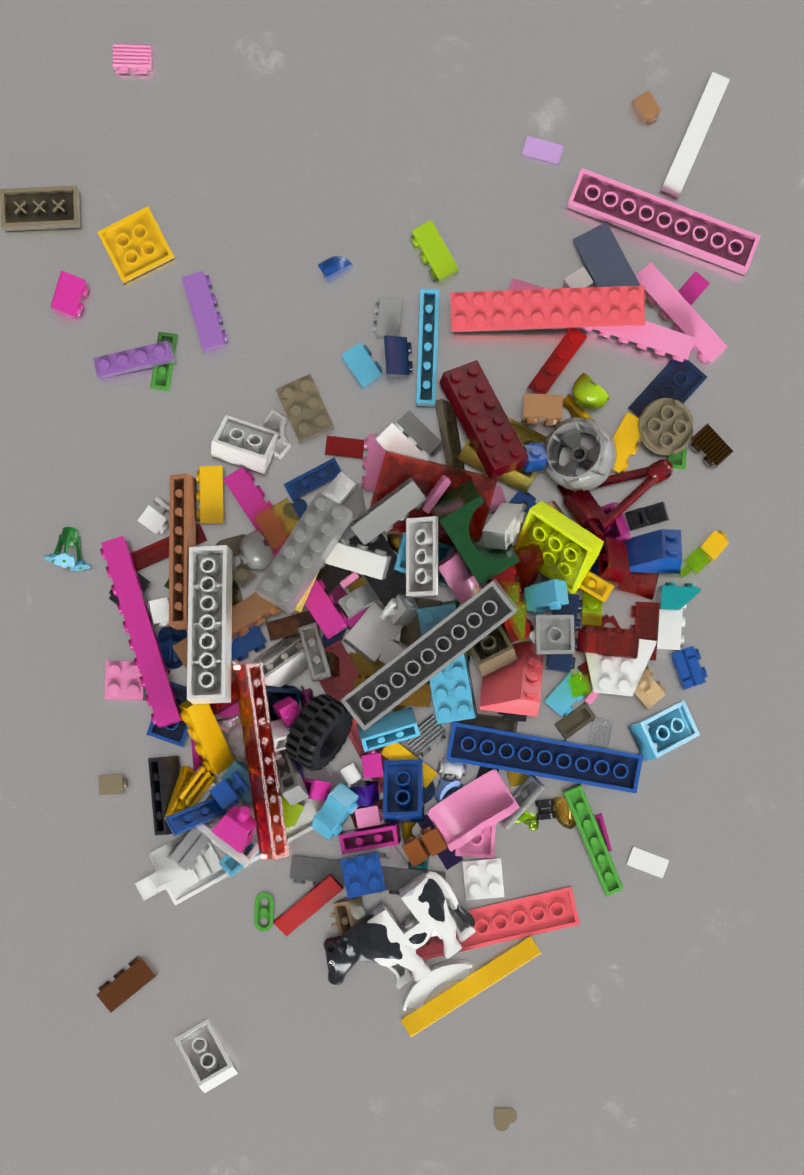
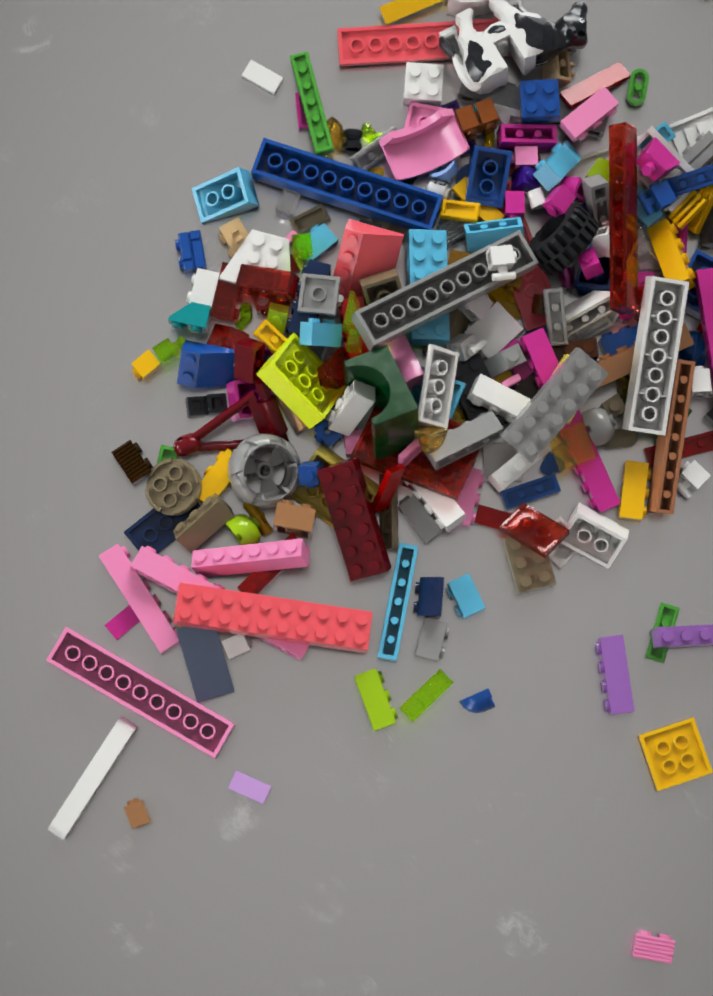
camera: 175 degrees left, 5 degrees down
(304, 436) = (534, 530): none -> clear red tile
(309, 868) = (589, 115): none -> bright pink brick
(328, 771) = (558, 200): none -> dark pink brick
(379, 692) = (501, 259): none -> white brick
(386, 263) = (426, 695): none -> clear neon green slope
(421, 503) = (430, 438): none -> clear yellow brick
(425, 749) = (460, 211): none -> yellow tile
(455, 453) = (388, 487): none -> red tile
(578, 364) = (251, 558): none -> bright pink brick
(623, 611) = (245, 316): none -> clear neon green arm
(630, 394) = (203, 522): none -> dark tan brick

